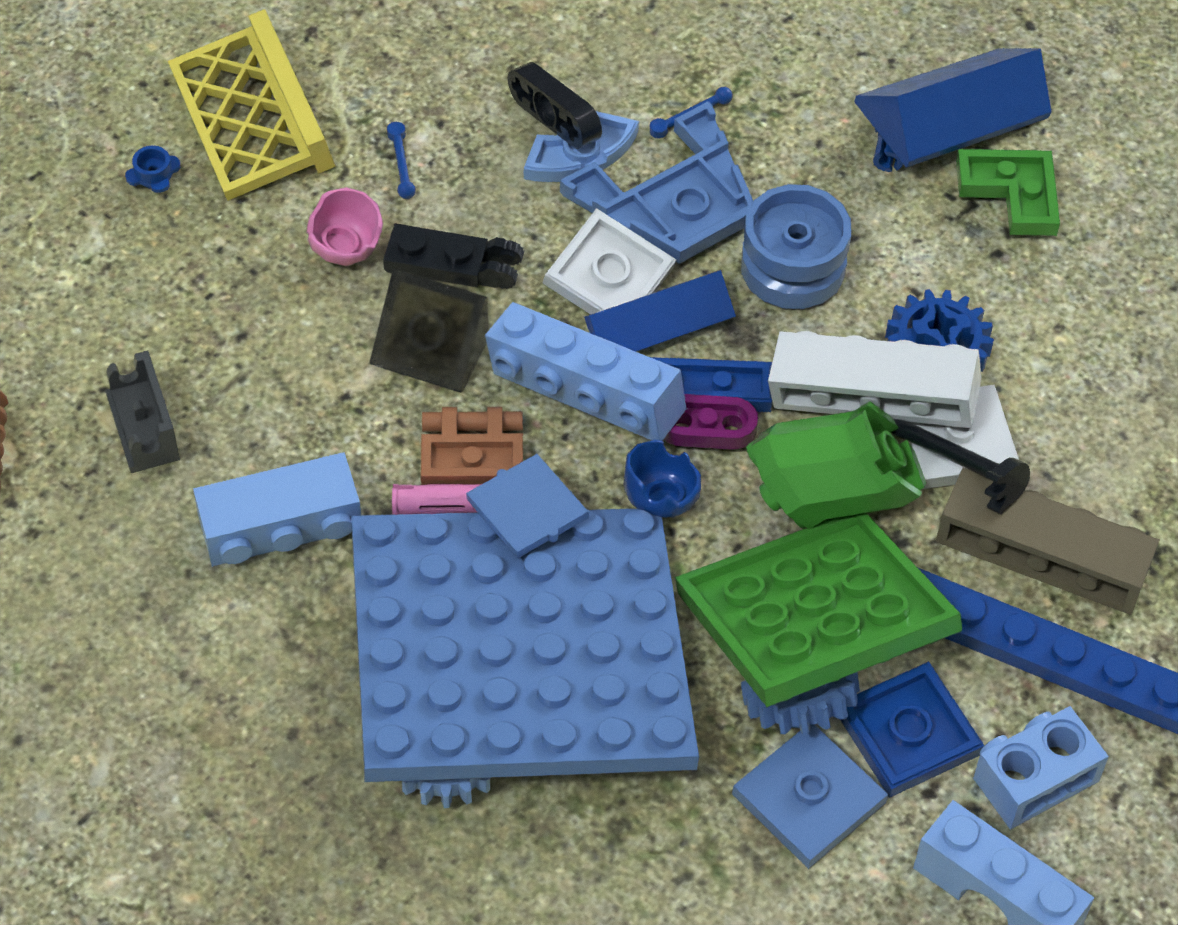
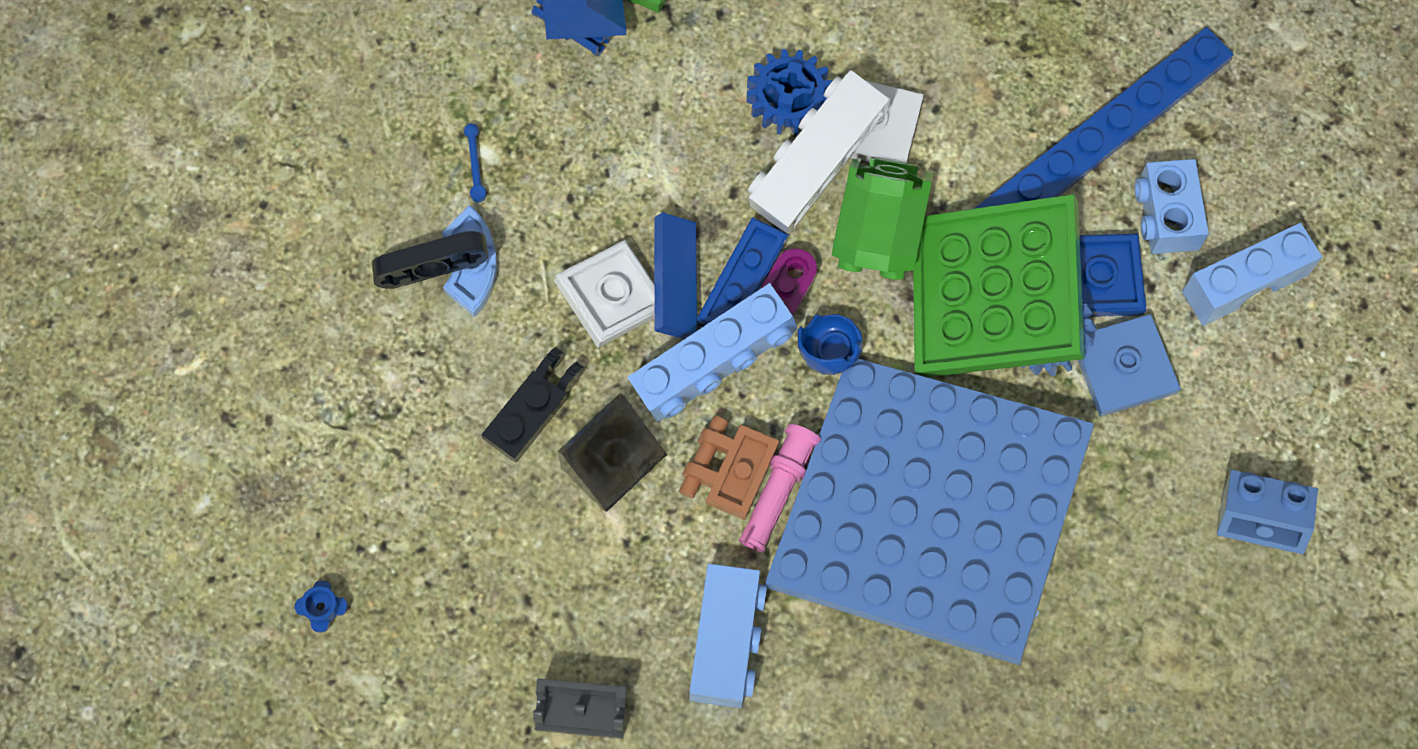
camera: 65 degrees left, 15 degrees up
(288, 102) = (295, 463): light yellow fence -> none
(344, 226) = (473, 474): bright pink hair -> none
(396, 133) = (377, 395): blue hinge -> none
(527, 505) = (820, 448): medium blue piece -> none
(682, 206) = (573, 207): medium blue wing -> none
(795, 246) = (664, 148): medium blue wheel -> none
(1008, 477) = (955, 107): black piece -> none
(1049, 542) = (994, 109): dark tan brick -> none

